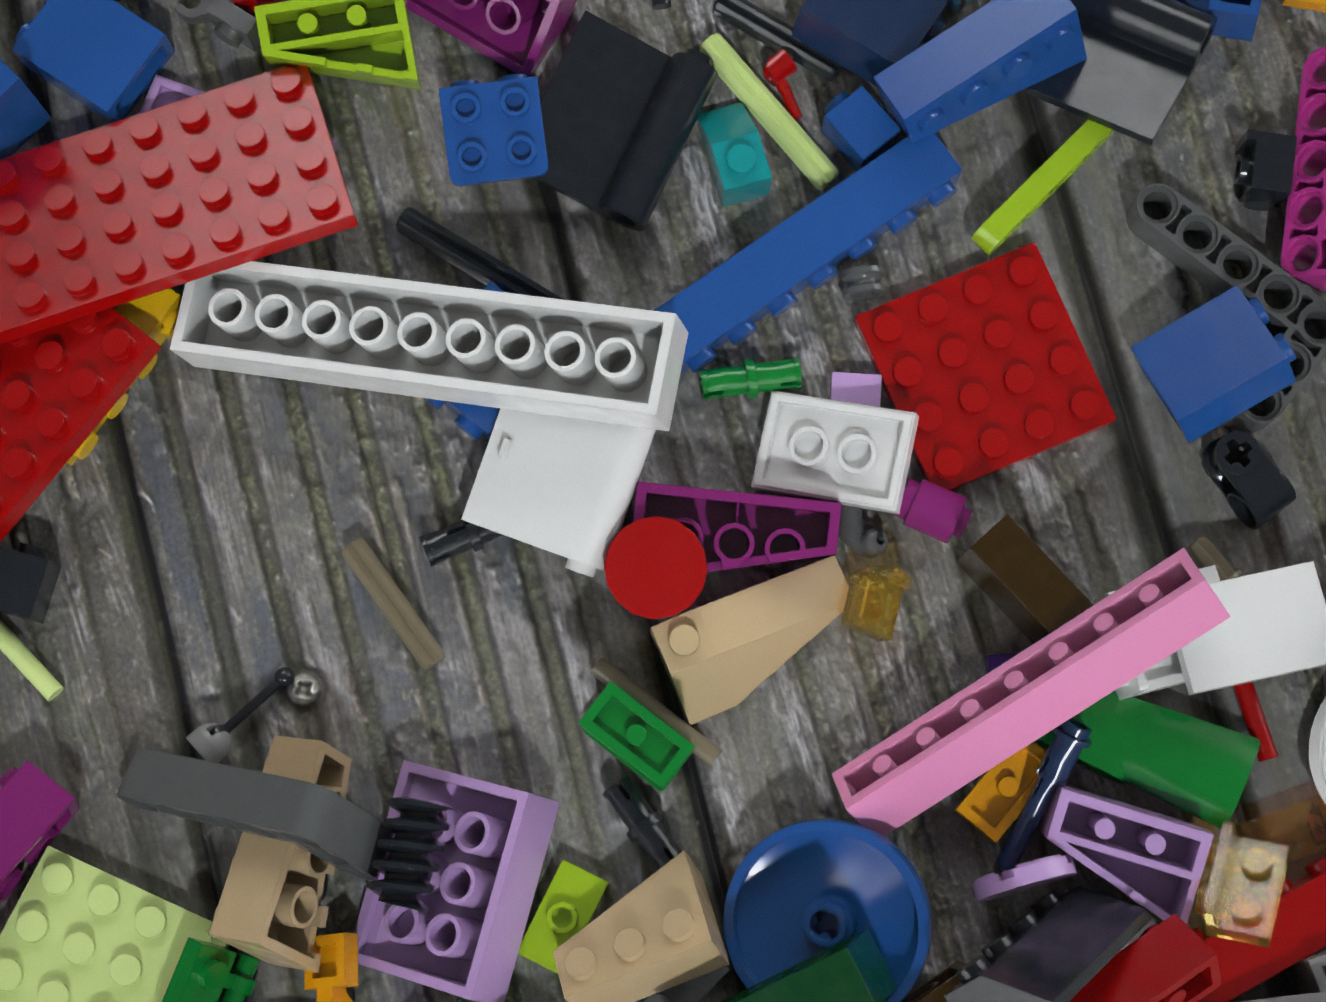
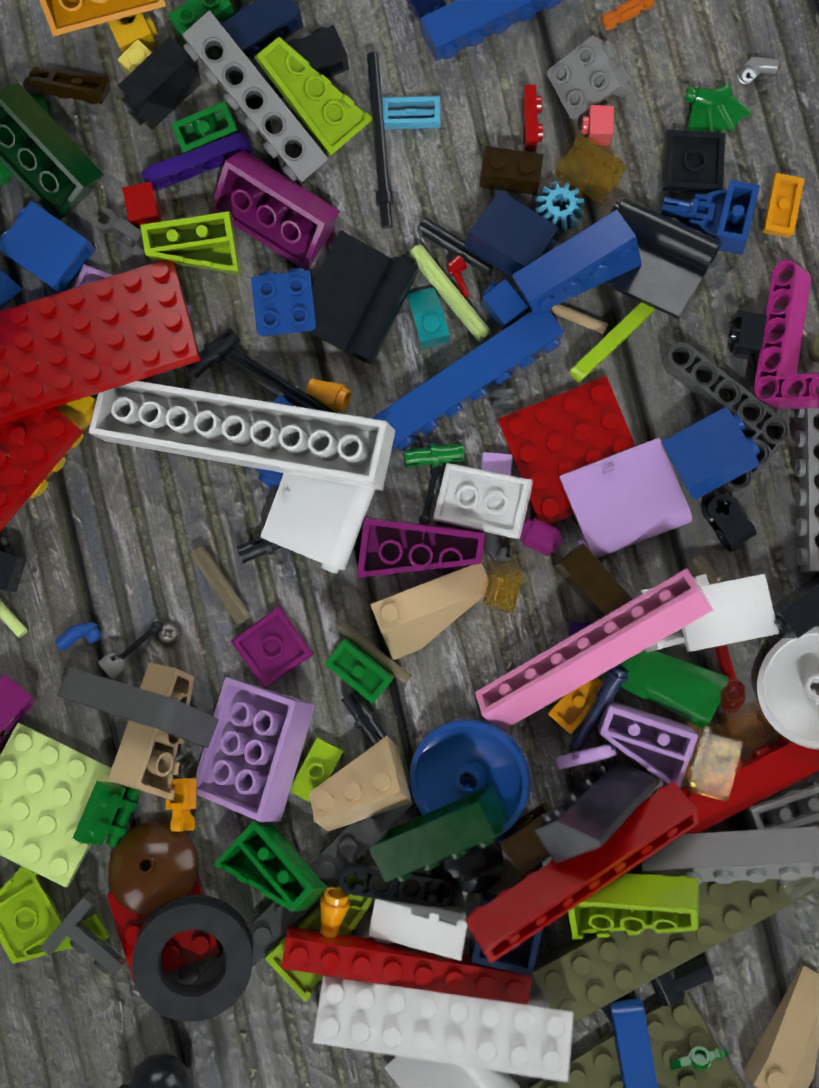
camera: 10 degrees right, 5 degrees up
(150, 687) = (75, 632): none -> blue arm
(376, 214) = (213, 352): none -> black pin
(409, 852) = (226, 735): black piece -> none
(483, 708) = (272, 647): none -> magenta tile
(572, 279) = (333, 395): none -> light orange cone
(655, 567) = (373, 569): red tile -> none
(752, 409) = (435, 472): none -> black hinge
(984, 148) = (579, 318): none -> tan bar
(1076, 443) = (626, 498): none -> lavender door
(1261, 771) = (737, 696): none -> clear red pin

